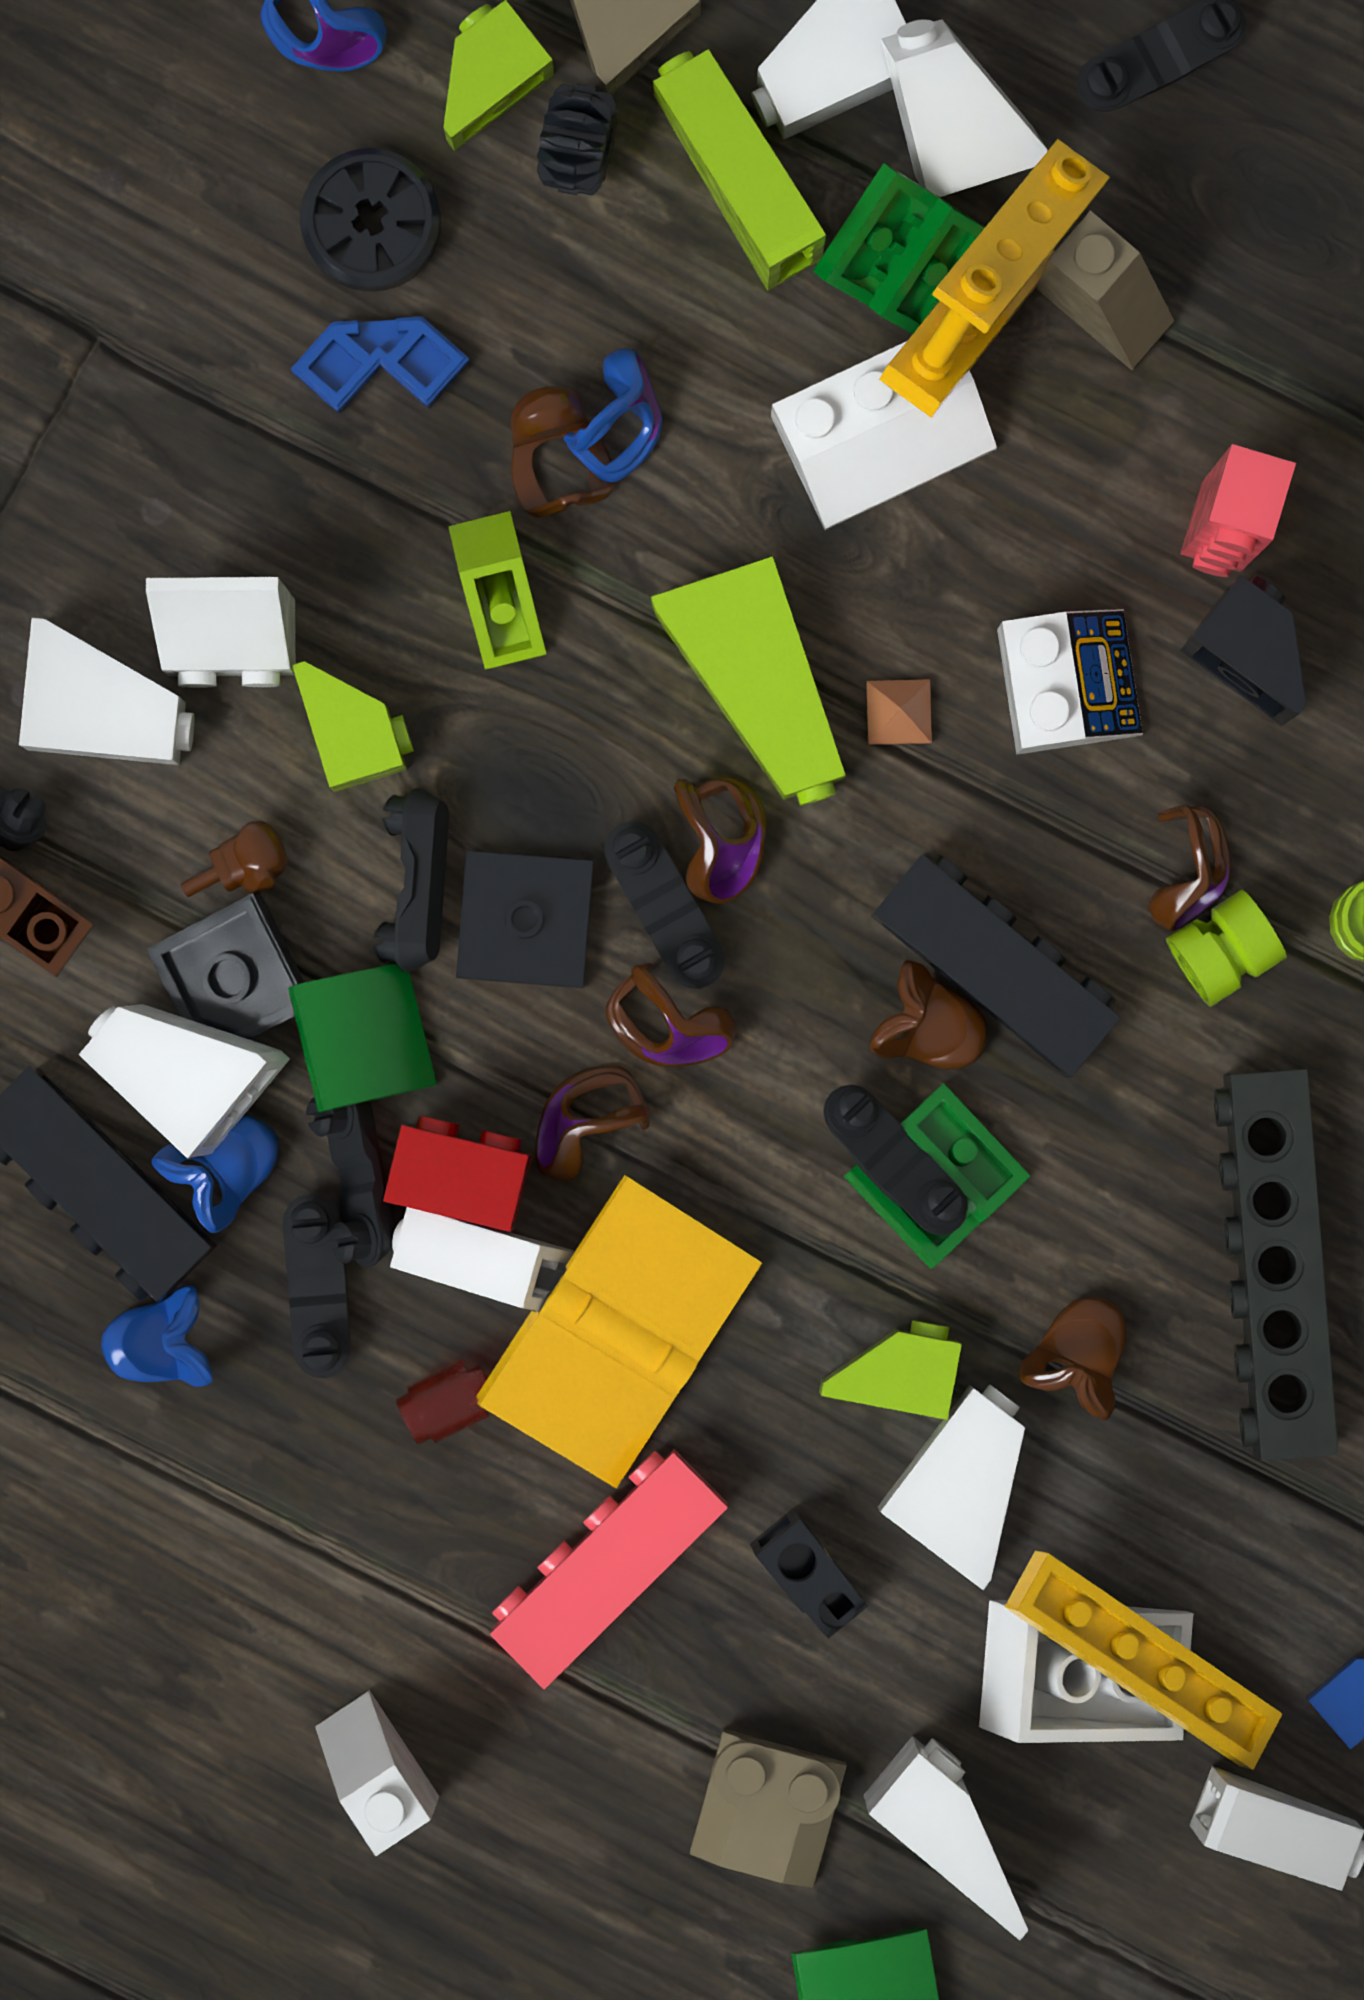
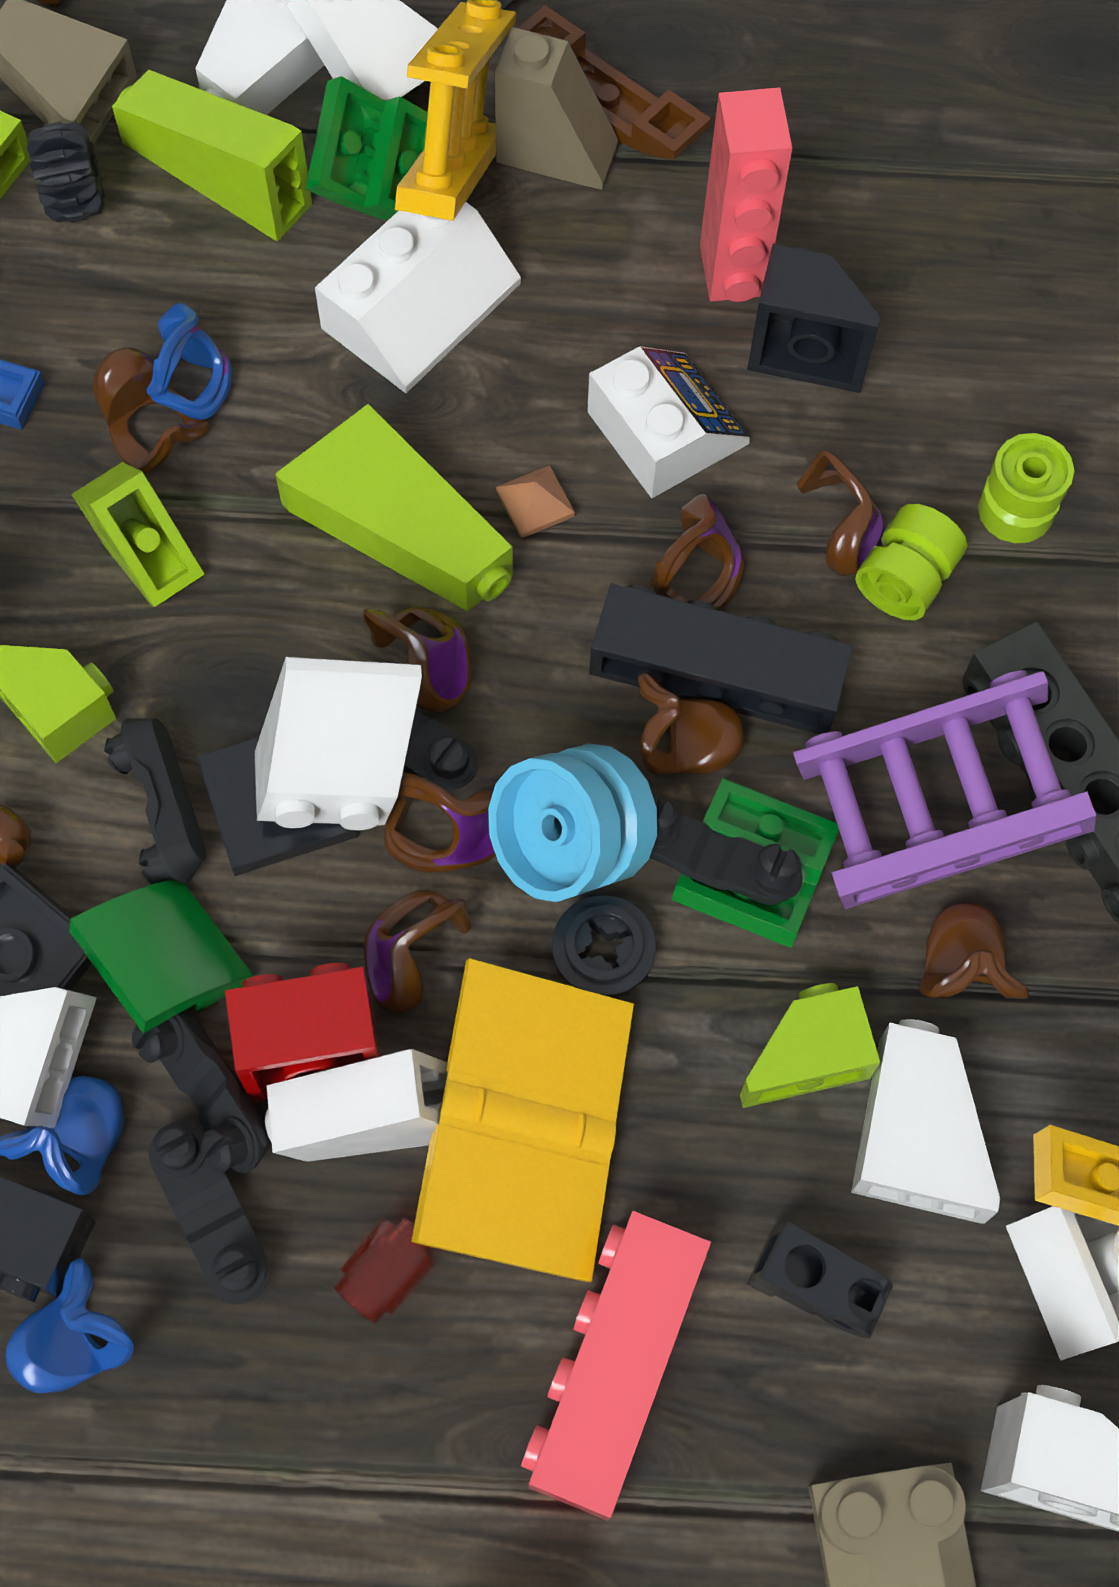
camera: 30 degrees left, 20 degrees down
(585, 932) = (335, 742): none -> white slope
(776, 1085) = (572, 821): none -> medium azure wheel
(783, 1216) = (613, 920): none -> black gear
(1055, 832) = (707, 529): none -> reddish brown piece
(1153, 1256) = (991, 832): none -> medium lavender fence
(1186, 260) = (638, 117): none -> reddish brown slope

